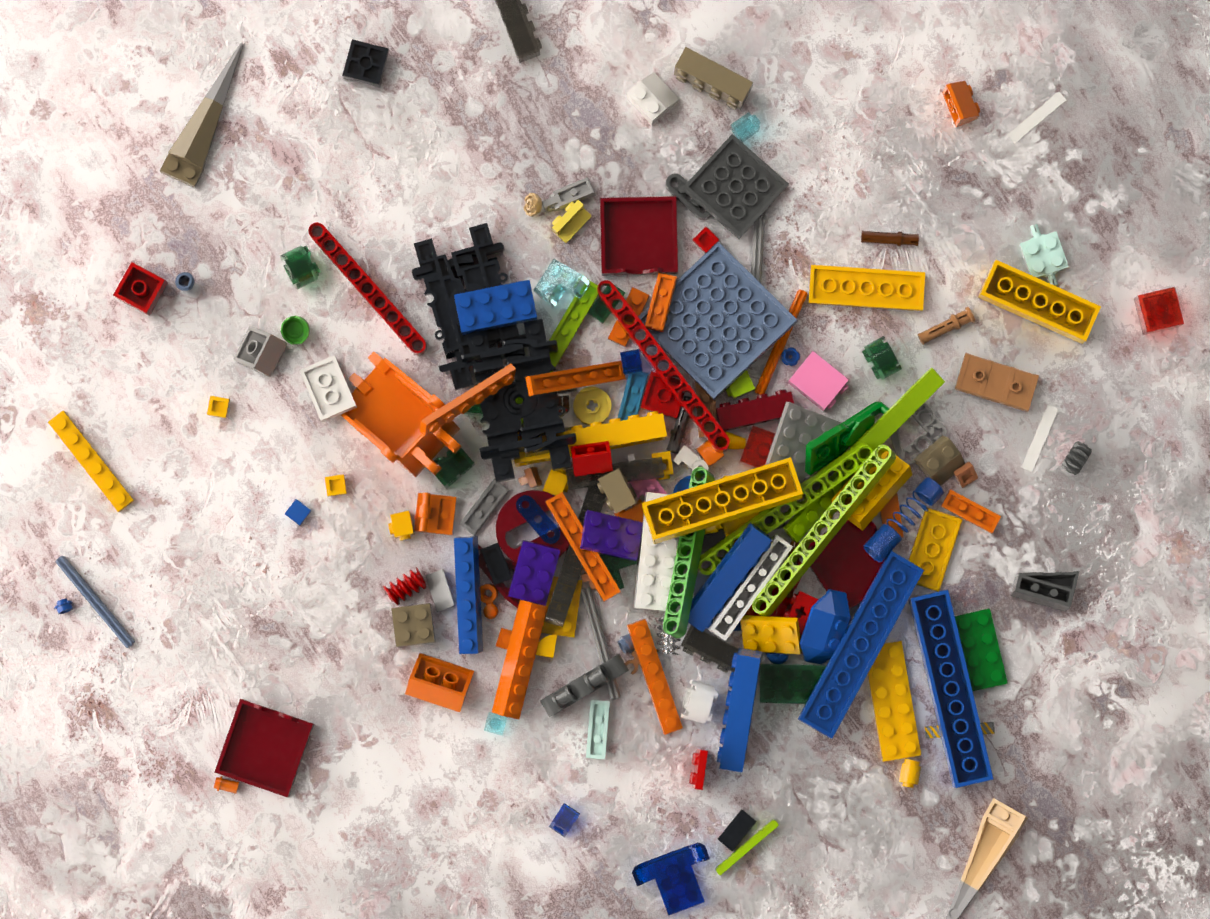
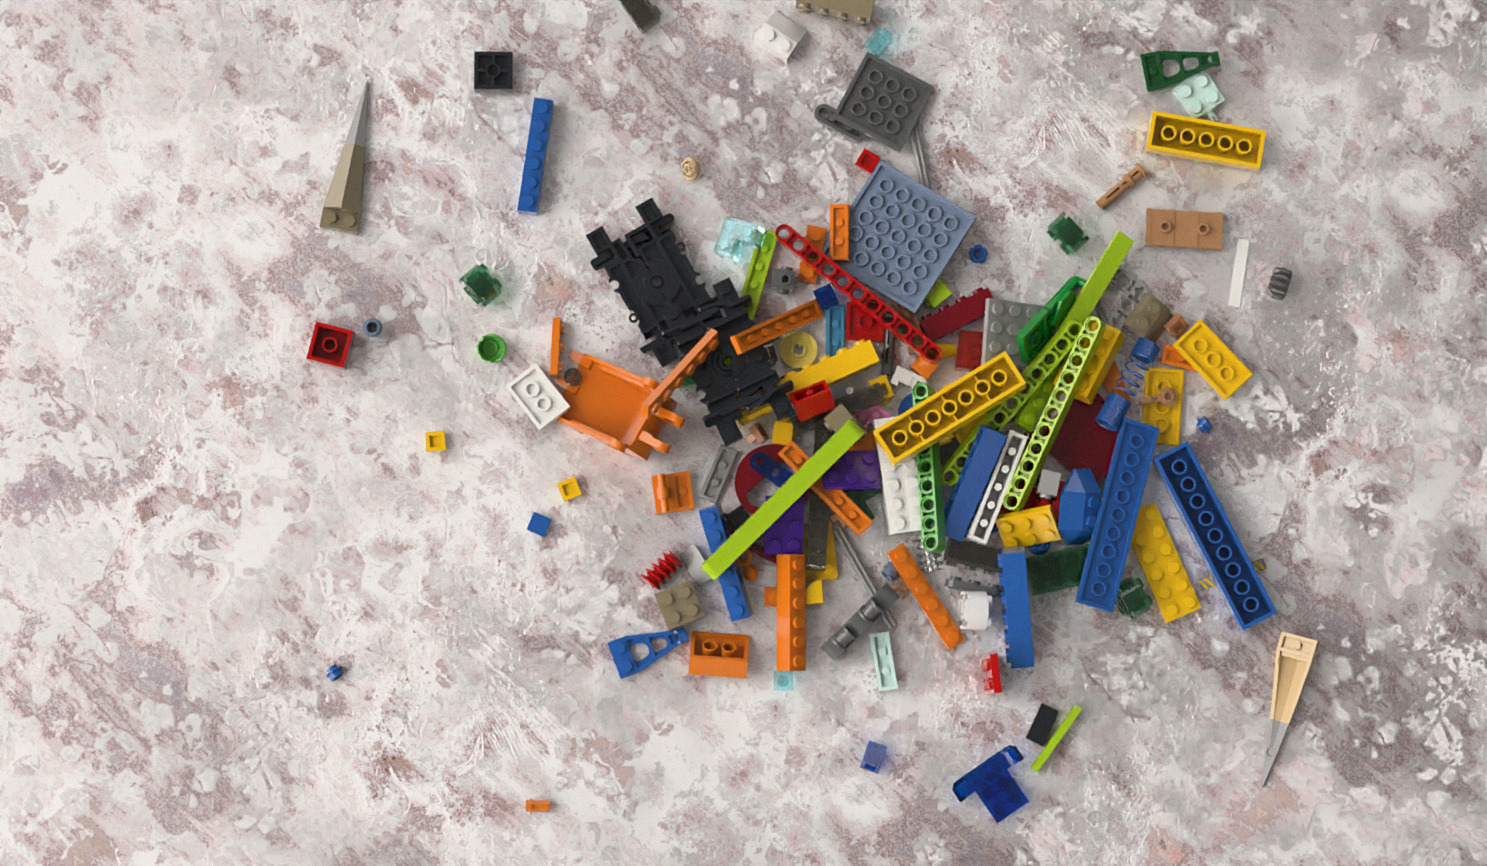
camera: 15 degrees left, 0 degrees up
(91, 461) = (325, 525): yellow plate -> none
(95, 601) = (364, 660): sand blue axle -> none
(260, 351) = (462, 377): light grey slope -> none
(264, 748) = (565, 760): dark red piece -> none
(347, 665) = (624, 658): none -> blue plate
(358, 345) = (556, 347): none -> orange plate
(363, 280) = (546, 282): red beam -> none
(370, 382) = (568, 374): none -> clear smoke bush
(385, 155) = (535, 156): none -> blue brick
(401, 525) = (643, 512): yellow brick -> none
(453, 467) = (681, 441): clear green brick -> none
(470, 436) = (688, 409): white sticker -> none
(495, 307) = (682, 277): blue brick -> none
(537, 547) = (782, 499): none -> lime beam
(564, 196) = (724, 151): light grey hinge -> none
(571, 222) = (733, 176): light yellow bracket -> none
(595, 328) = (784, 273): none -> dark grey brick
(599, 309) = (782, 255): clear green plate -> none
(638, 235) = (801, 173): dark red piece -> none
(705, 678) = (973, 585): none -> dark grey plate
(779, 346) = (964, 247): orange axle -> none
(801, 597) = (1048, 484): none -> light grey brick
(818, 381) = (1012, 271): bright pink brick -> none
(855, 729) = (1132, 598): none -> clear green brick
(866, 287) = (1035, 169): yellow plate -> none
(890, 238) = (1045, 115): reddish brown pin -> none
(910, 773) = (1195, 627): yellow brick -> none
(938, 541) = (1166, 397): none -> medium nougat plate
(968, 577) = (1204, 424): none -> blue plate
(981, 649) = (1234, 491): green plate -> none
(992, 516) = (1212, 359): none -> yellow tile
(1006, 222) = (1153, 69): none -> dark green plate
(1047, 589) = (1283, 416): dark grey wedge -> none
(1158, 311) = (1322, 121): clear red brick -> none

